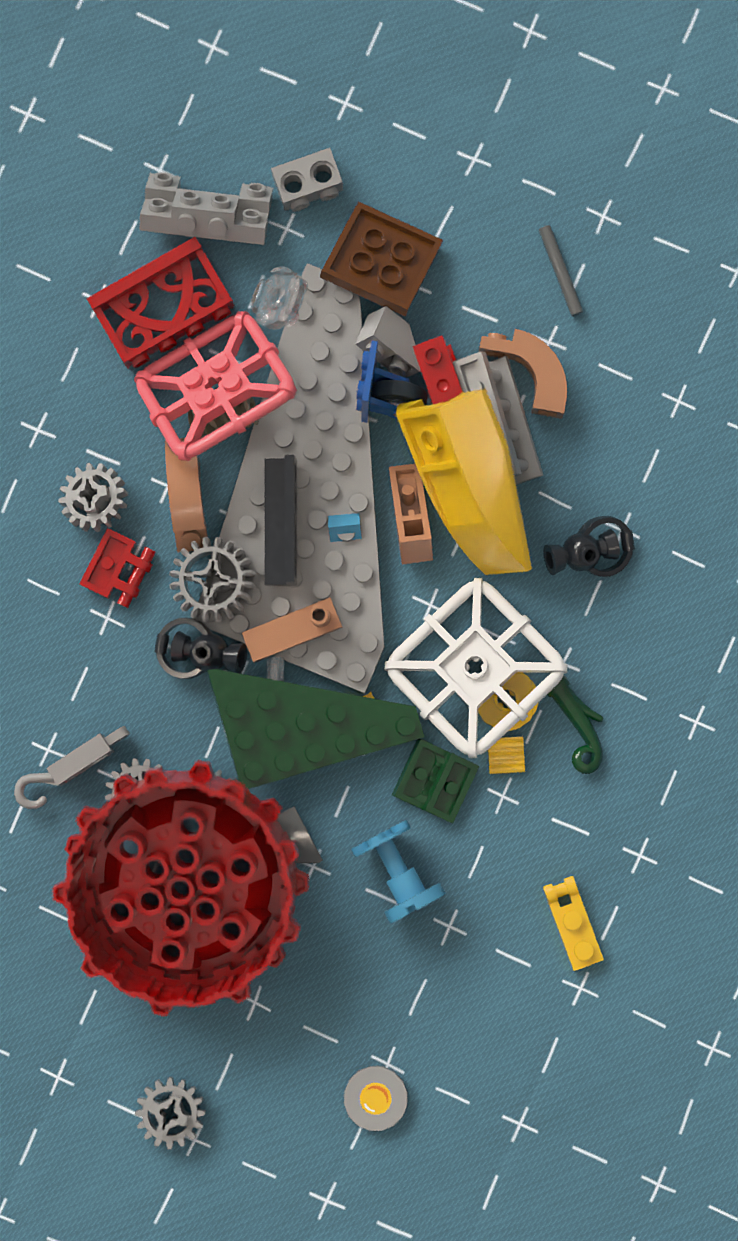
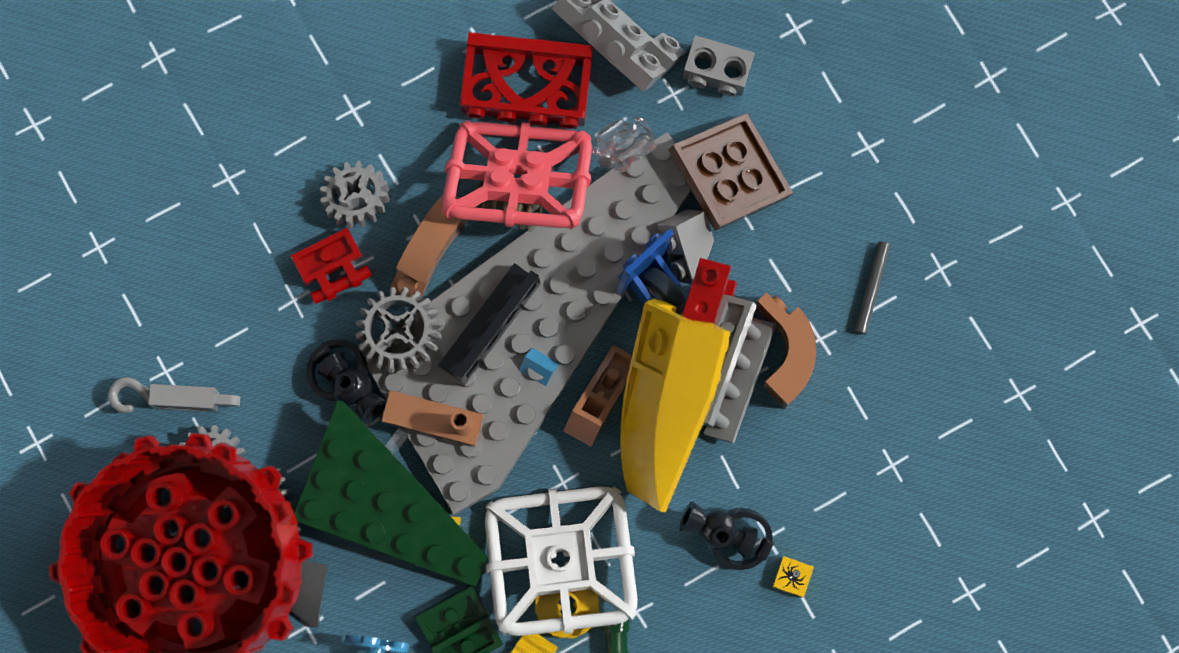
camera: 30 degrees right, 5 degrees down
(665, 546) = (793, 577): none -> yellow tile

